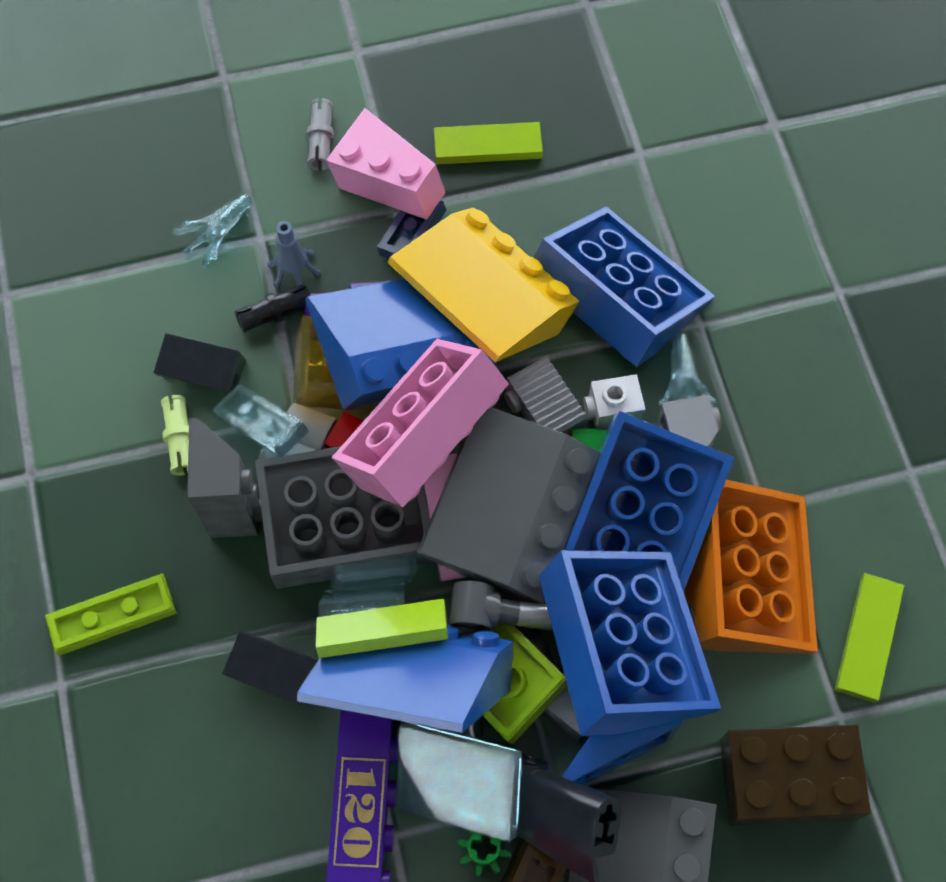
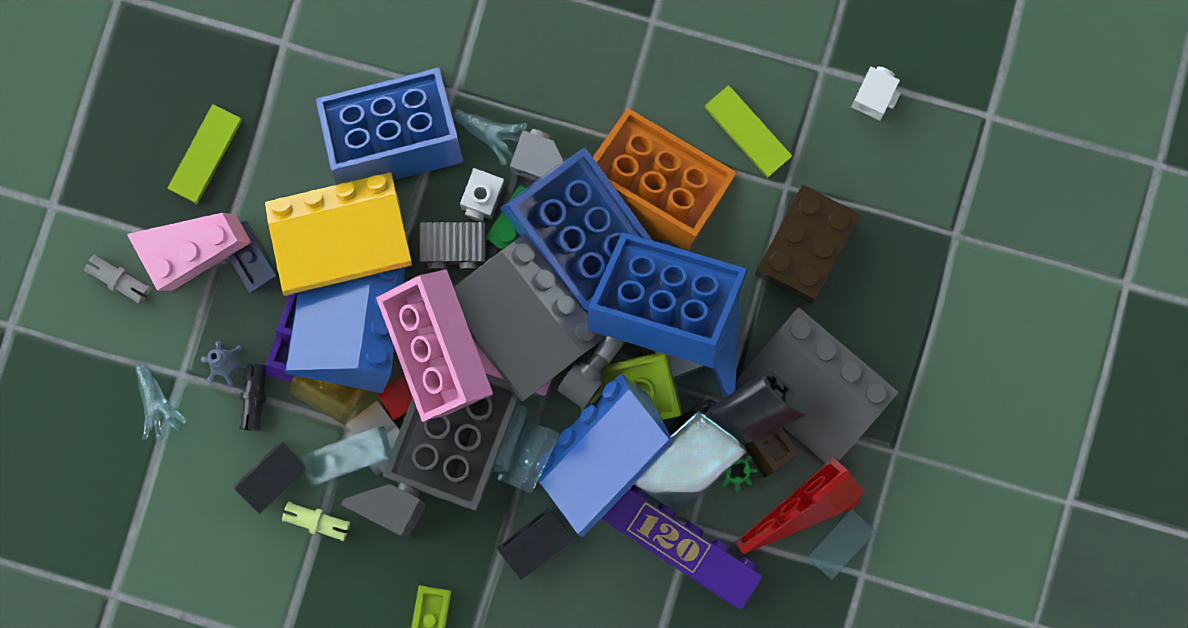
camera: 60 degrees left, 15 degrees up
(381, 628) = (563, 455): lime tile -> none

